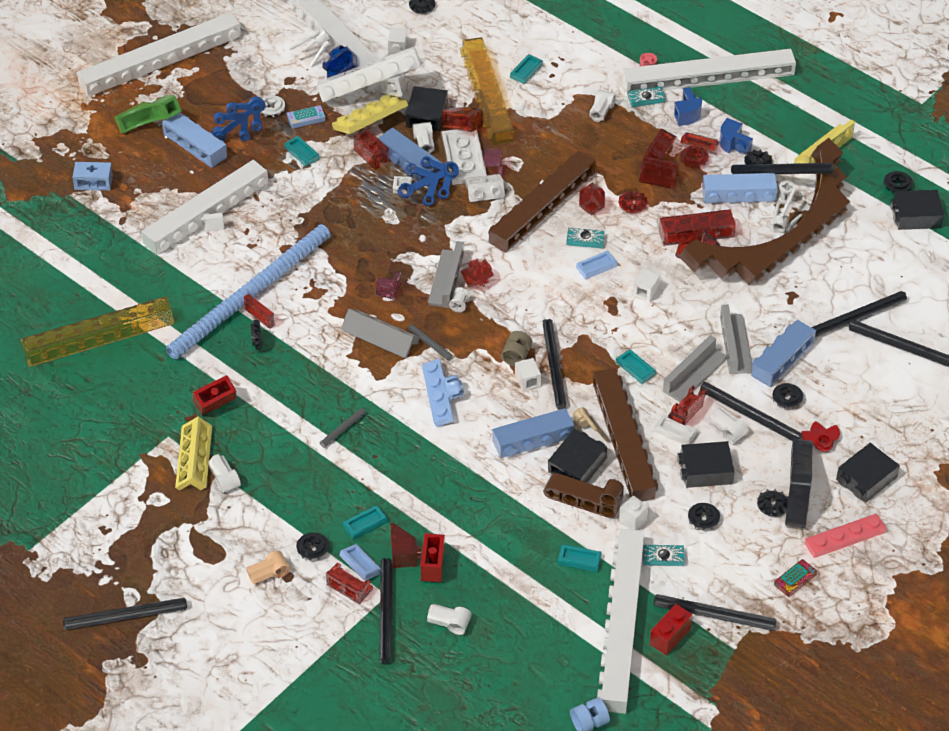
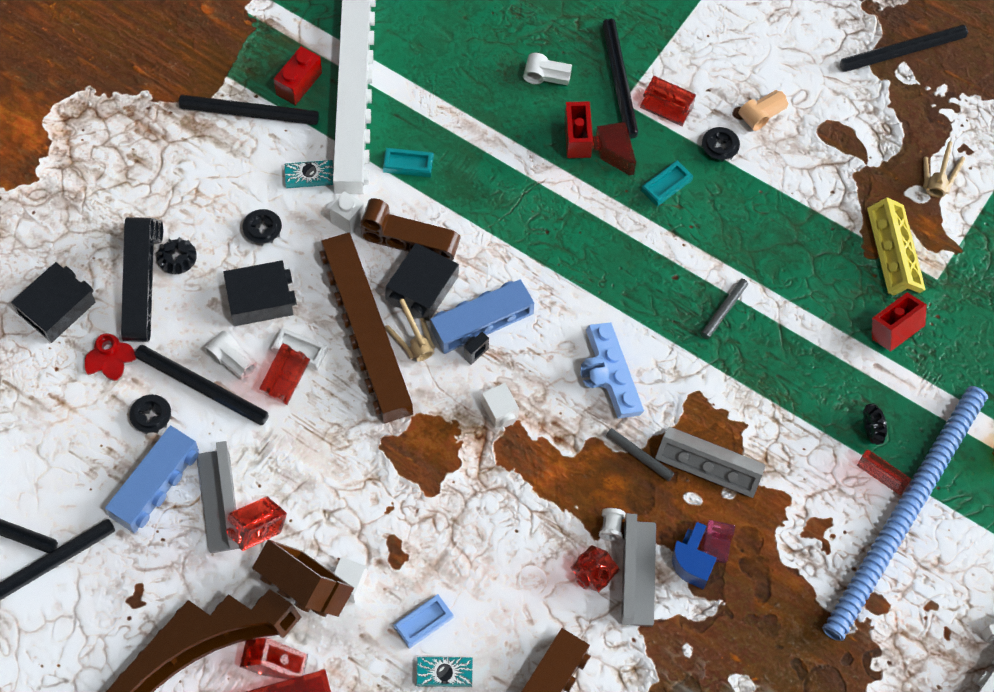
camera: 170 degrees right, 15 degrees up
(140, 498) = (938, 184): none -> tan plant
(225, 477) = (848, 217): white piece -> none
(360, 562) = (661, 129): light blue tile -> none
(410, 276) = (689, 562): none -> blue brick
(516, 347) = (520, 442): dark tan wheel -> none
(541, 408) = (475, 347): none -> black plate
(554, 364) = (467, 436): black axle -> none
(635, 366) = (356, 444): teal tile -> none
(677, 269) = (302, 579): none -> reddish brown piece
(694, 369) = (275, 443): light grey panel -> none
(708, 313) = (256, 522): none -> clear red hinge
(795, 578) = (153, 160): tile -> none
(845, 535) = (89, 221): coral plate -> none

